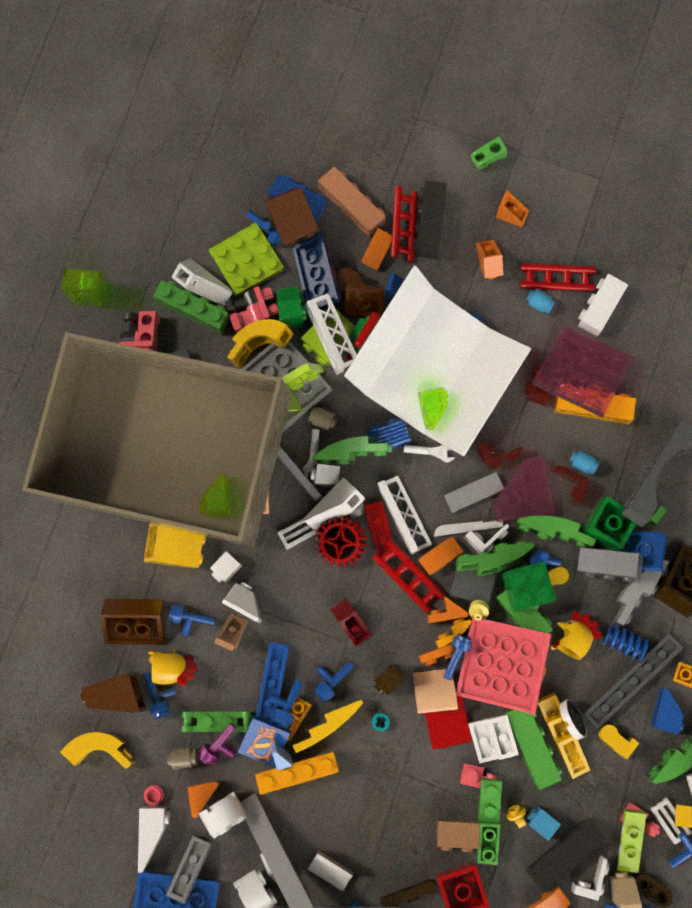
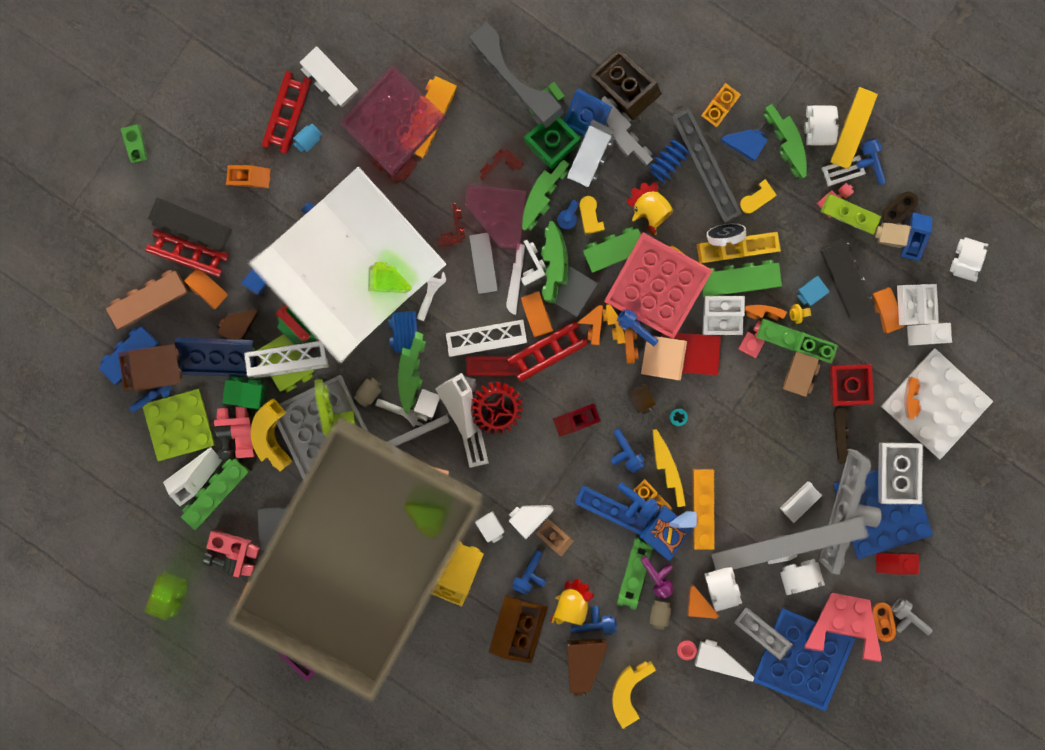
camera: 80 degrees left, 10 degrees up
(363, 300) = (259, 317): reddish brown tile -> none
(479, 610) = (599, 293): light yellow tile -> none
(507, 772) = (755, 311): none -> orange slope
(512, 210) = (203, 137): orange slope -> none
(528, 587) = (591, 240): green brick -> none
(584, 462) = (483, 145): dark azure brick -> none
(584, 888) = (881, 270): white bracket -> none

